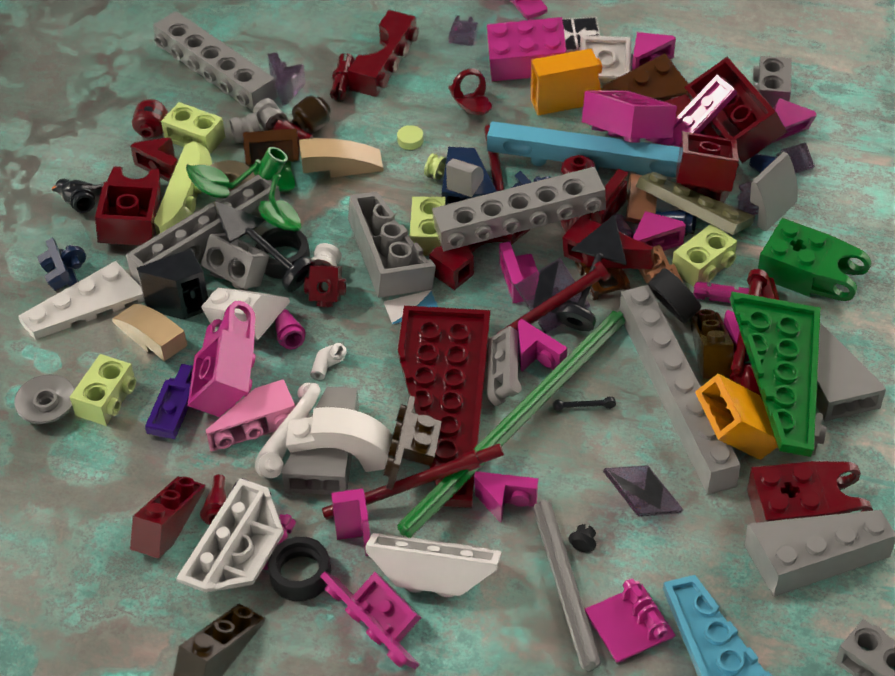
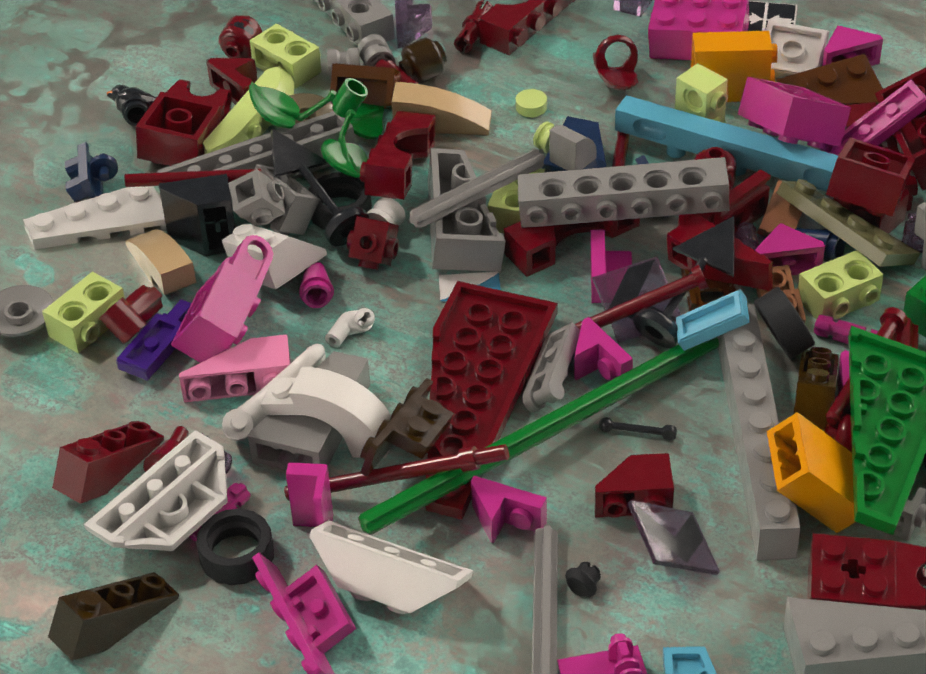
camera: 15 degrees right, 5 degrees down
(140, 260) = (155, 179): none -> dark red bar
(144, 384) = (131, 314): none -> dark red piece
(222, 265) = (257, 198): none -> light grey brick
(318, 215) = (390, 163): none -> dark red arch
(399, 225) = (476, 188): none -> light grey axle
(552, 110) = (702, 93): none -> yellowish green brick
(602, 449) = (638, 478): none -> dark red slope
(621, 304) = (712, 320): none -> medium azure tile

